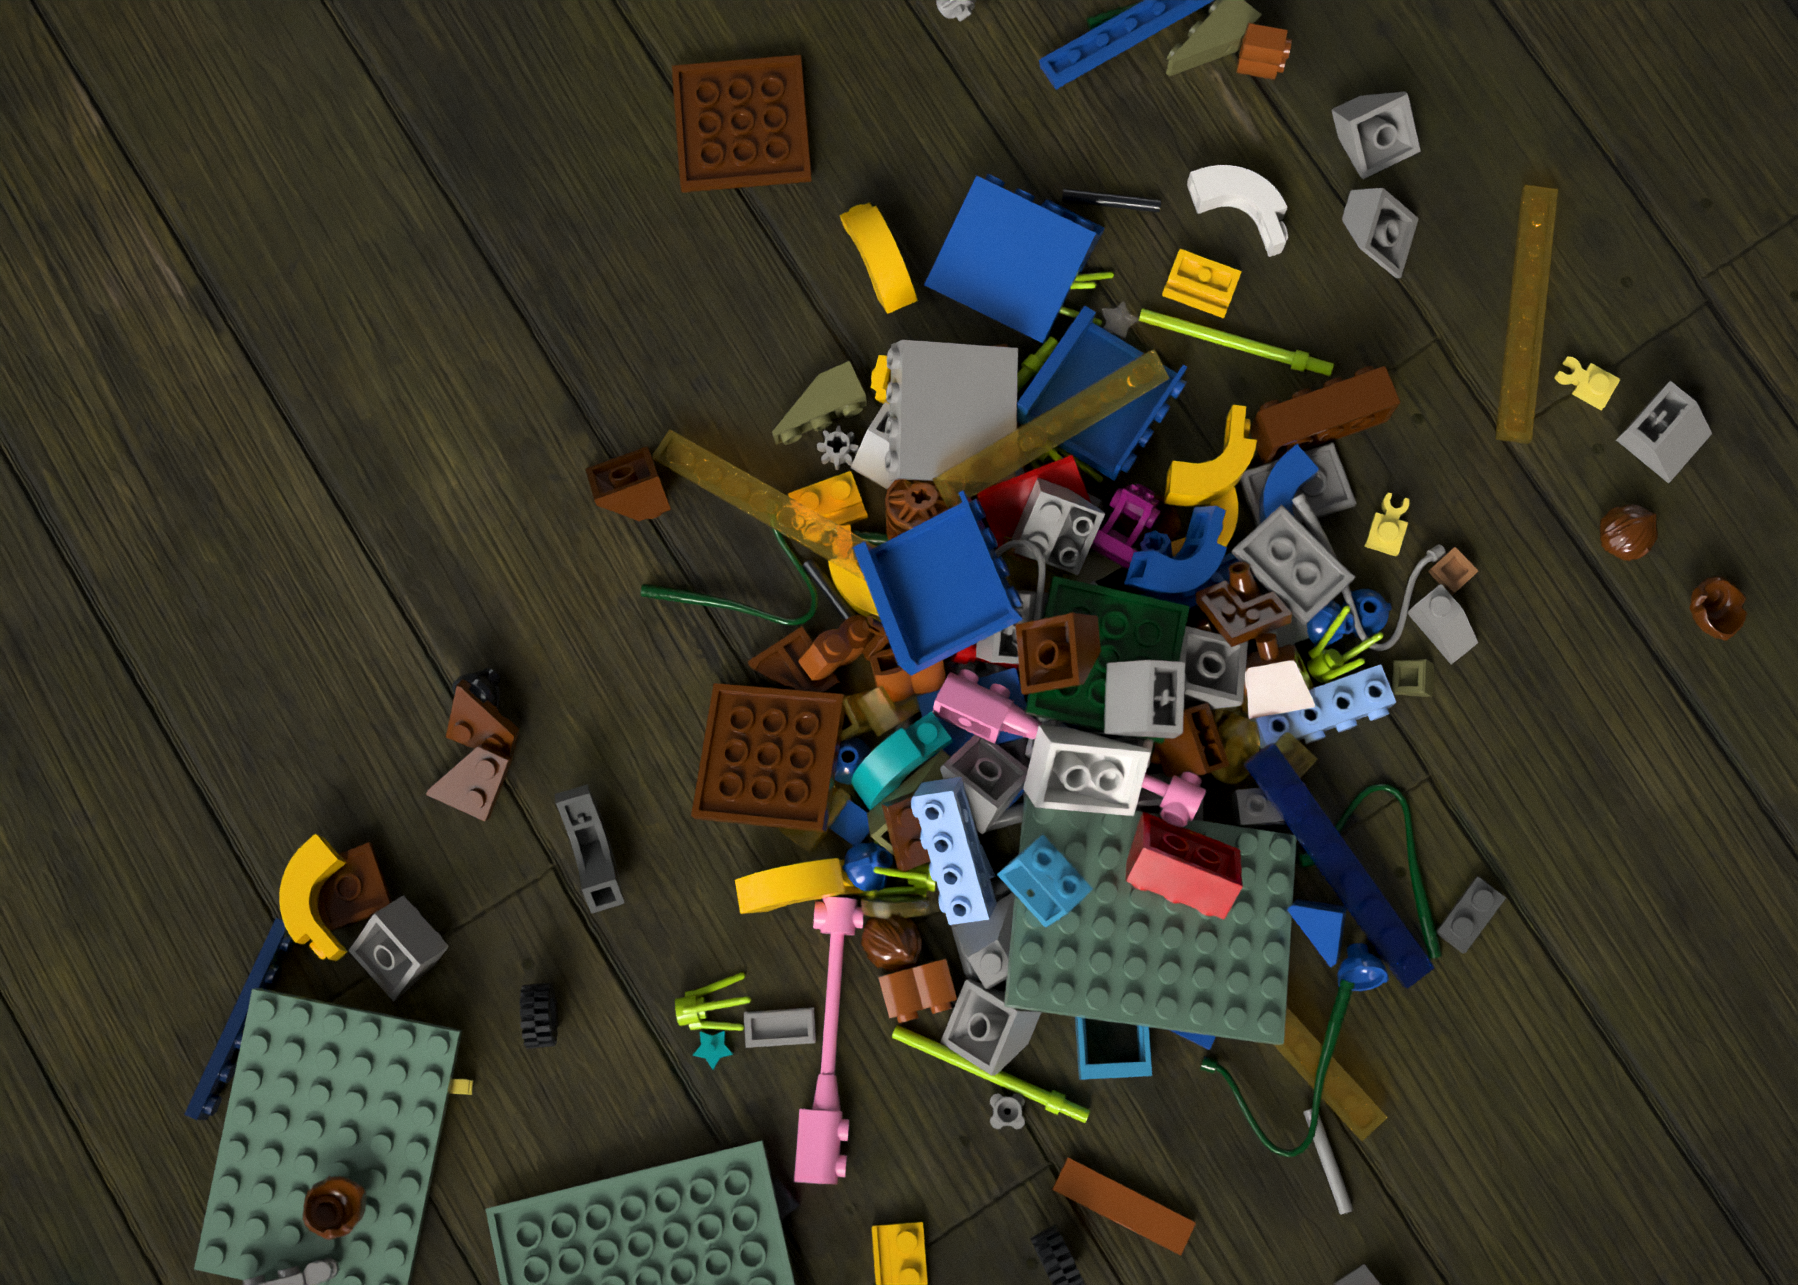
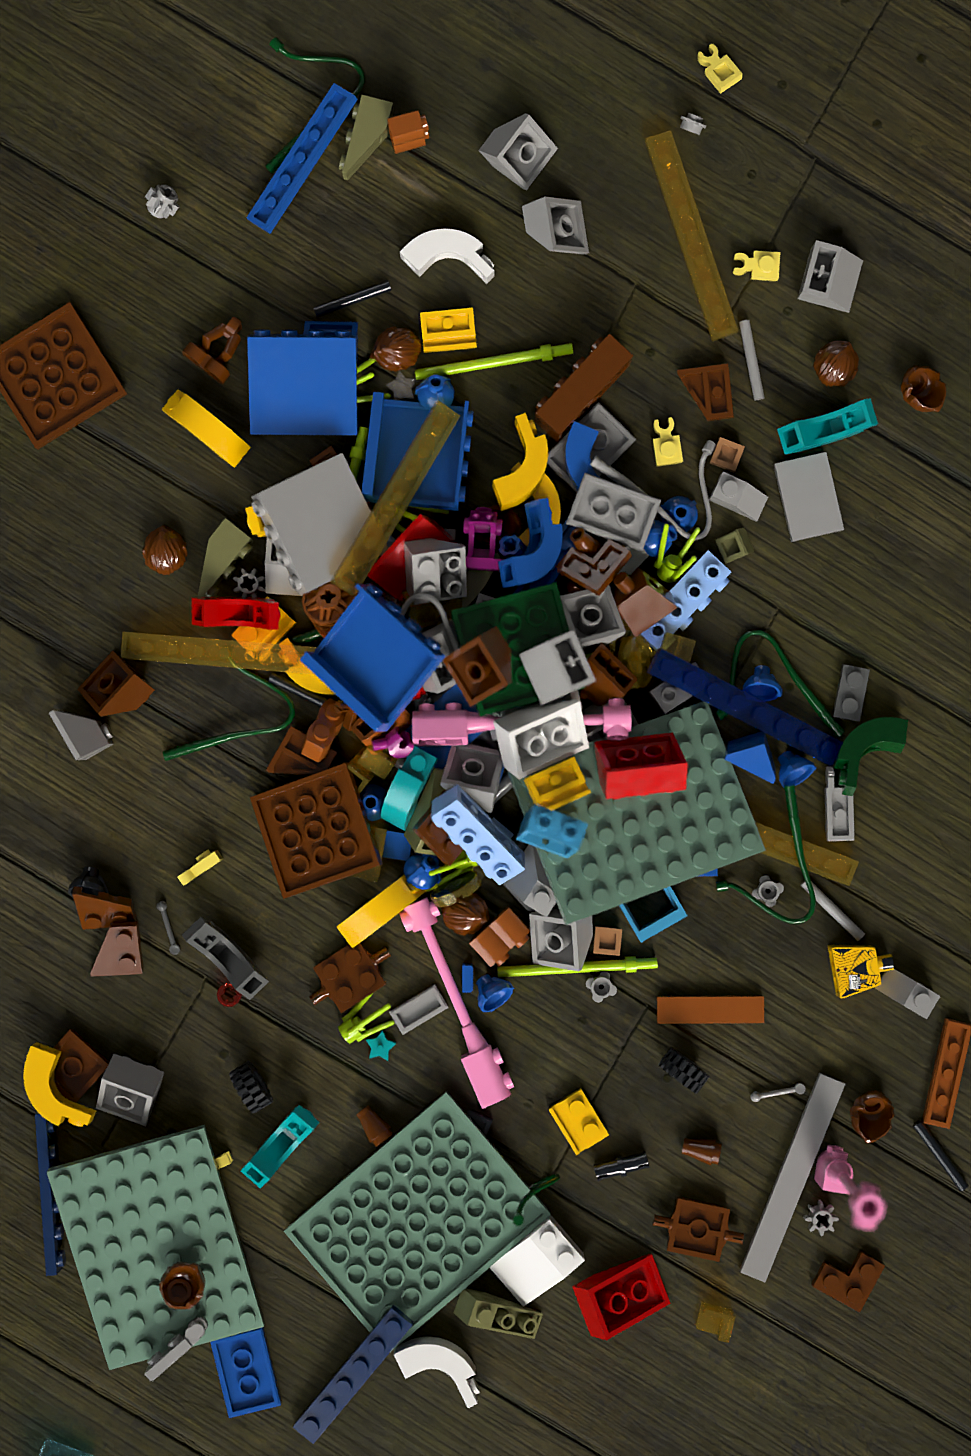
camera: 30 degrees left, 10 degrees up
(535, 1102) = (279, 1145): none -> teal arch
(537, 812) = (174, 948): none -> dark grey hinge
(564, 518) = (82, 735): none -> light grey slope
(565, 888) = (227, 1003): none -> clear red bush
(624, 731) = (205, 861): none -> light yellow plate
(656, 1139) = (374, 1126): none -> reddish brown cone
(720, 947) = (349, 976): none -> reddish brown plate
(763, 366) = (164, 550): none -> reddish brown hair
(806, 465) = (236, 611): none -> red arch
(856, 1018) = (467, 977): none -> blue tile
(876, 1052) = (492, 992): none -> blue piece
(912, 179) = (200, 355): none -> reddish brown piece
(913, 700) = (398, 744): none -> magenta piece
(1041, 1059) = (607, 940): none -> medium nougat plate
(1079, 836) = (557, 785): none -> yellow plate
(1133, 275) = (396, 349): none -> reddish brown hair
(1156, 336) = (429, 394): none -> blue piece
(1270, 1102) = (775, 890): none -> light grey plate
(1325, 1246) = (857, 968): none -> torso
(1372, 851) = (763, 684): none -> blue piece
(1393, 1041) = (838, 811): none -> light grey hinge
(1466, 975) = (874, 735): none -> dark green arch
(1467, 490) = (710, 390): none -> reddish brown wing
(1525, 665) = (808, 497): none -> light grey tile
(1531, 482) = (751, 359): none -> light grey bar
(1585, 195) = (692, 123): none -> light grey plate
(1586, 598) = (827, 428): none -> teal arch
(1642, 155) = (719, 71): none -> light yellow plate

